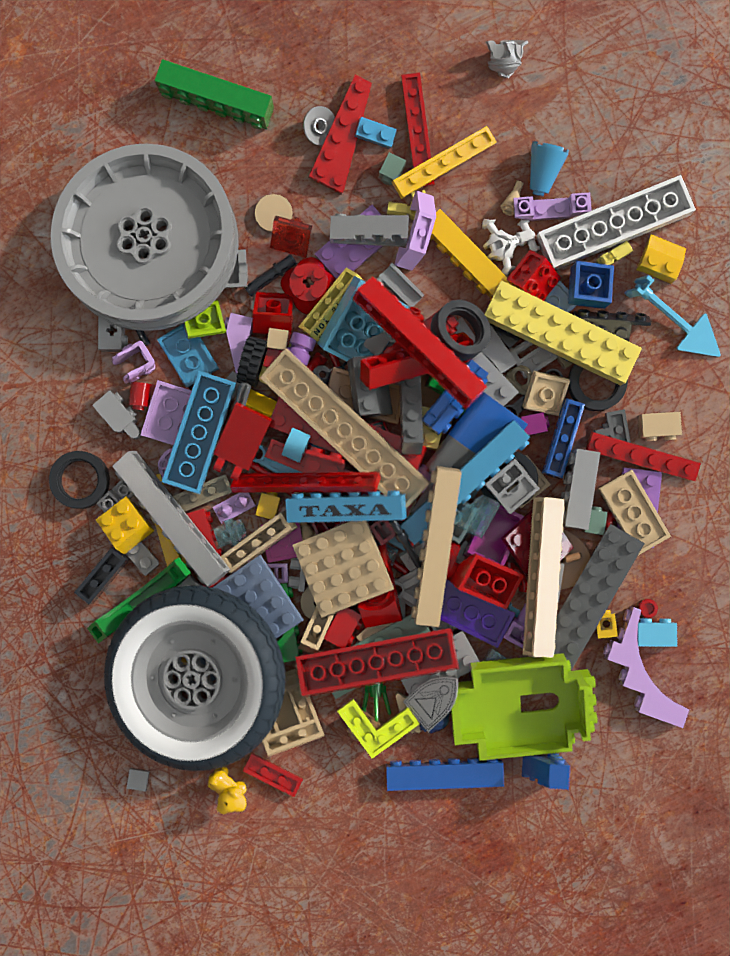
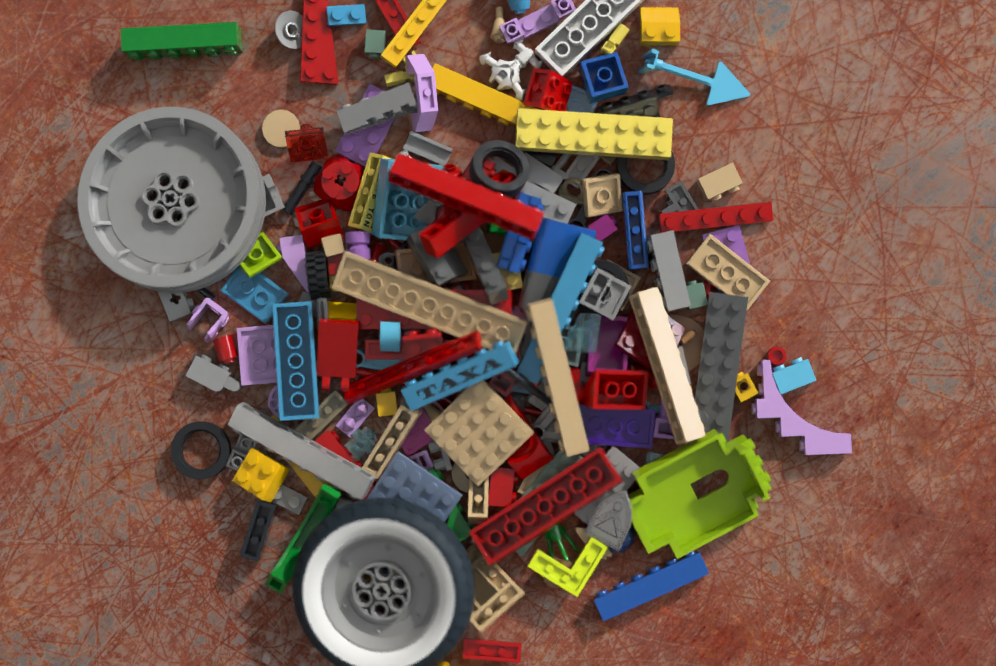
camera: 25 degrees left, 0 degrees up
(549, 769) = (744, 542): blue wedge -> none

